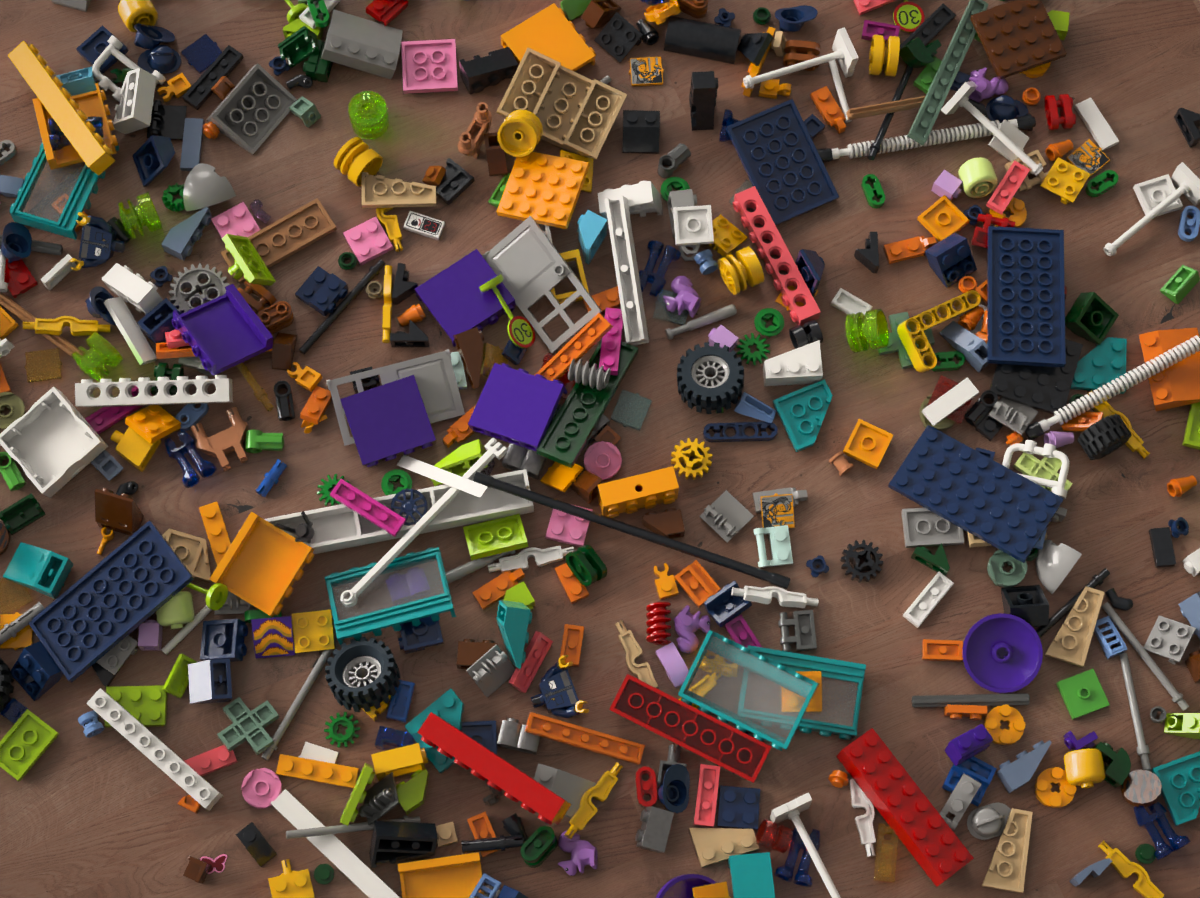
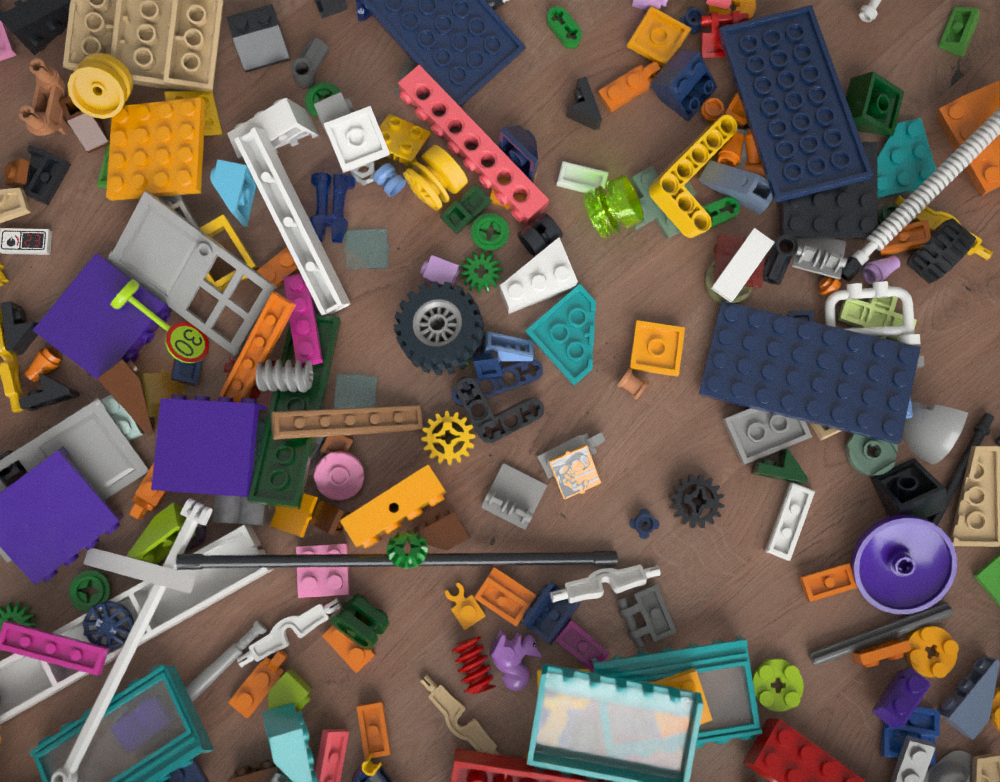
camera: 20 degrees left, 10 degrees up
(495, 536) = (234, 622): lime plate -> none
(623, 421) = (346, 421): none -> medium nougat tile
(630, 522) = (417, 553): none -> green gear
(673, 664) = (508, 712): lavender slope -> none
(686, 297) = (379, 233): medium lavender animal -> none
(709, 318) = (426, 241): light grey piece -> none
(725, 453) = (489, 419): none -> black beam
(737, 415) = (488, 365): none -> dark blue plate
(757, 300) = (466, 209): none -> dark green slope
(779, 545) = (590, 513): light aqua plate -> none
(889, 705) = (788, 674): none -> lime plate
(989, 427) = (794, 280): black plate -> none

